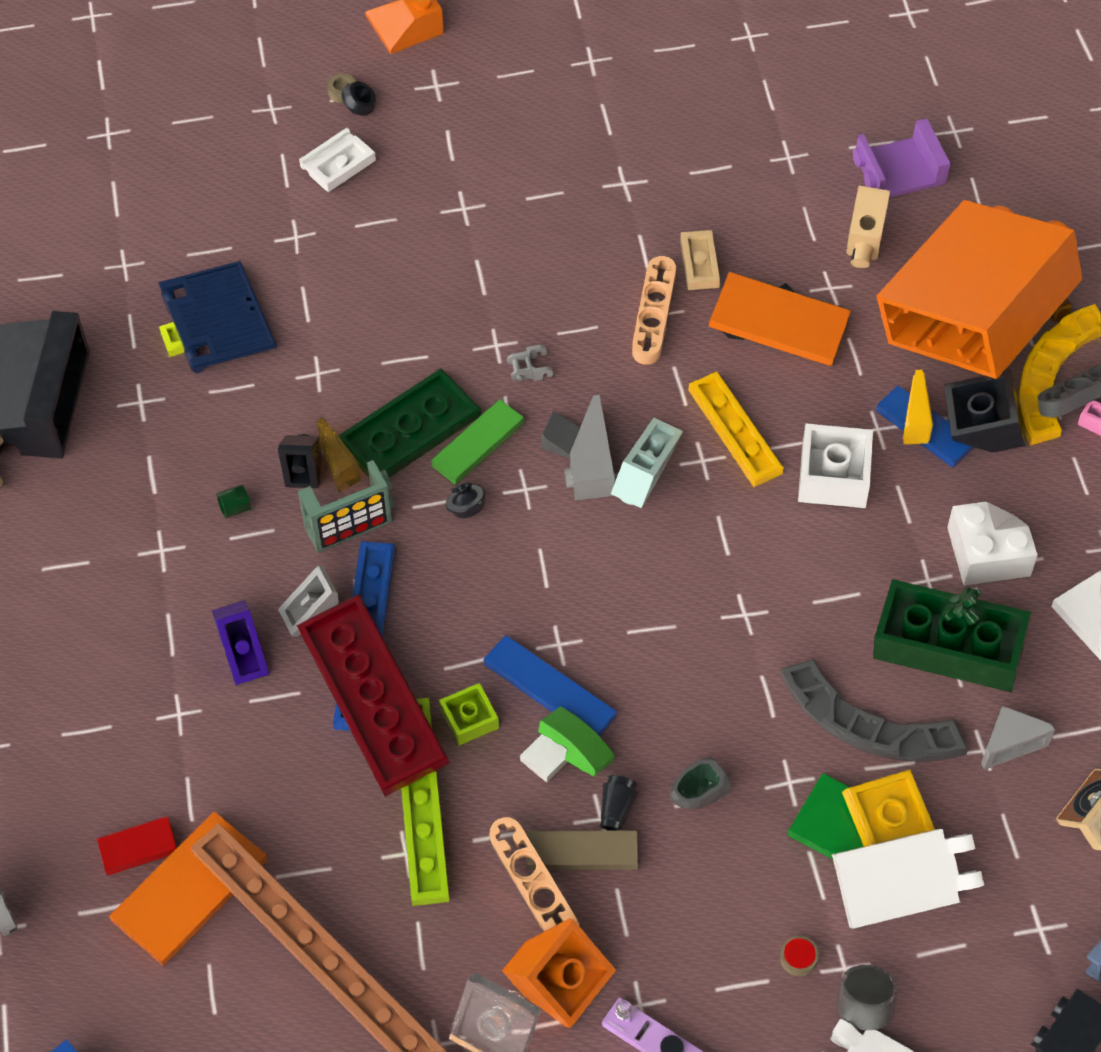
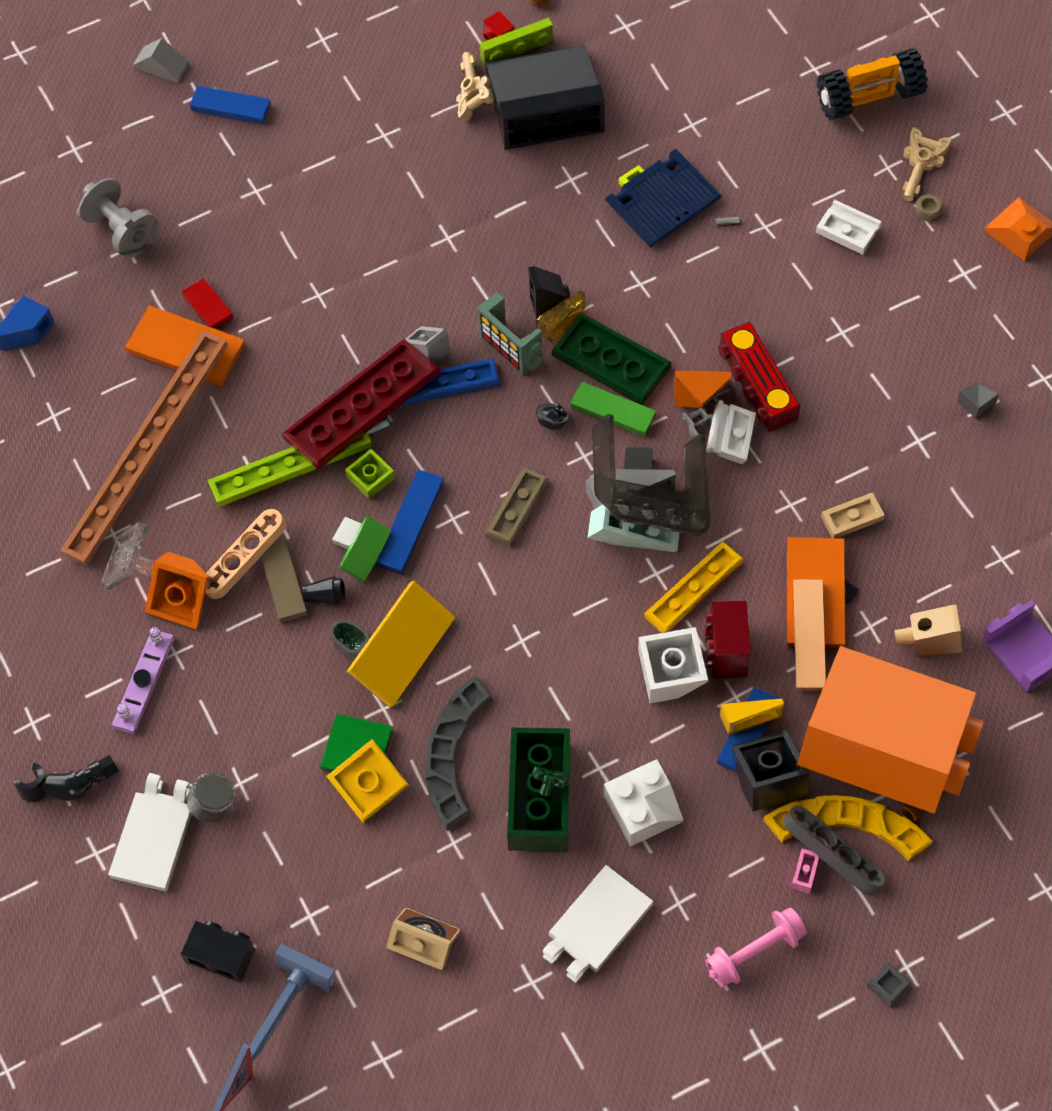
camera: 75 degrees right, 5 degrees up
(168, 110) = (872, 82): none -> plate
(233, 501) = (499, 265): dark green hose -> none
(240, 642) = (381, 308): dark purple slope -> none
(273, 267) = (722, 221): none -> light grey piece
(279, 75) = (922, 159): none -> tan piece
(358, 98) = (918, 220): black hat -> none
(495, 344) = (698, 387): none -> orange slope
(496, 290) = (759, 376): none -> brick
(557, 335) = (731, 432): none -> white plate
(570, 572) = (516, 507): none -> dark tan tile
(598, 116) = (977, 399): none -> dark grey slope
(639, 423) = (647, 505): none -> clear smoke windscreen
(653, 309) = (788, 492): light nougat beam -> none
(722, 731) = (401, 644): none -> yellow tile
(799, 955) = (238, 747): red tile -> none
(822, 397) = (728, 639): none -> dark red brick
(834, 335) = (809, 635): none -> light nougat tile
(903, 876) = (317, 801): white tile -> none
(1015, 736) = (463, 854): light grey slope -> none

